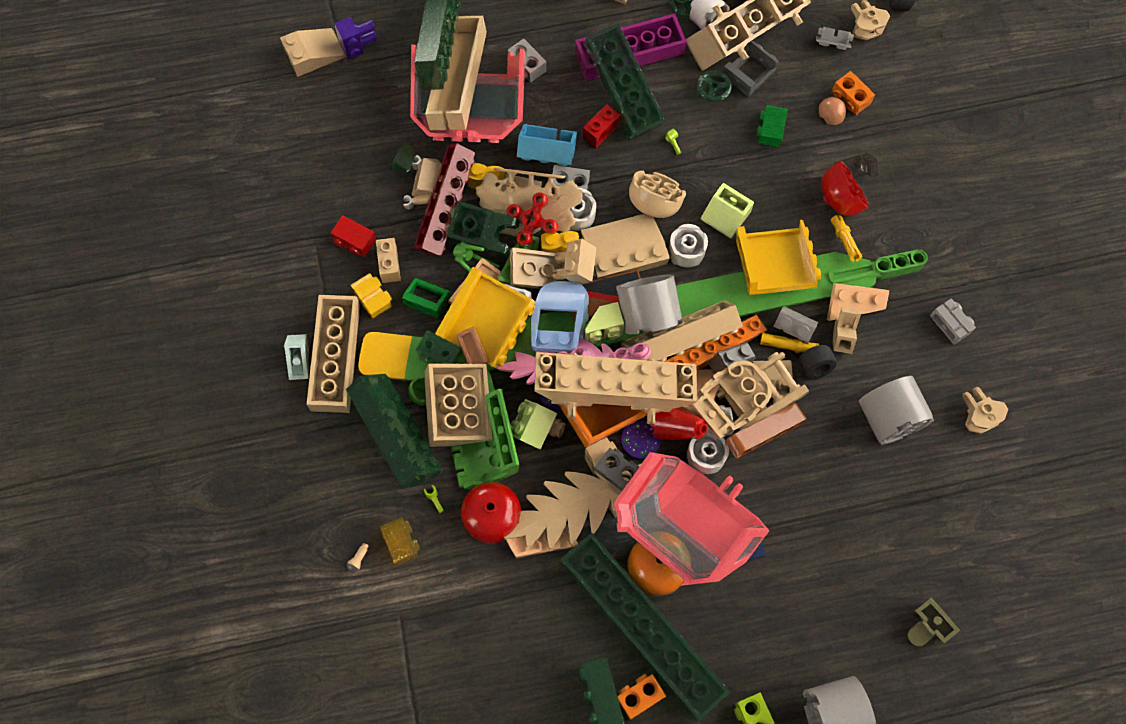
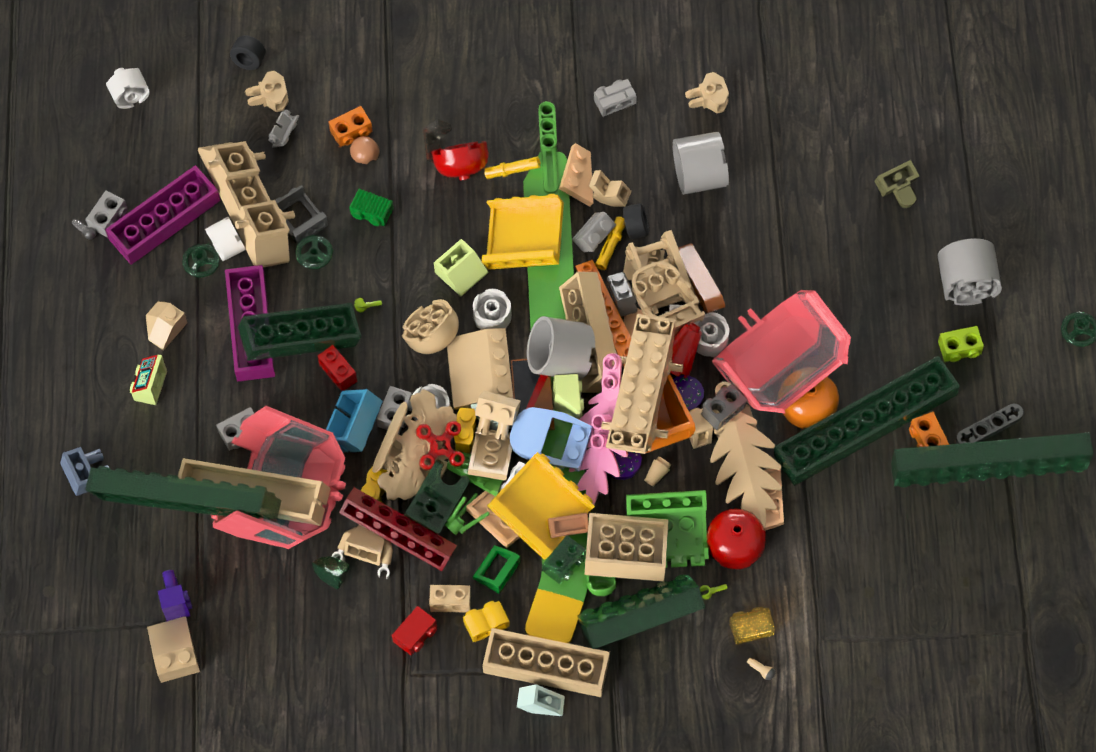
camera: 75 degrees left, 5 degrees down
(532, 423) = (656, 478): yellowish green slope -> none

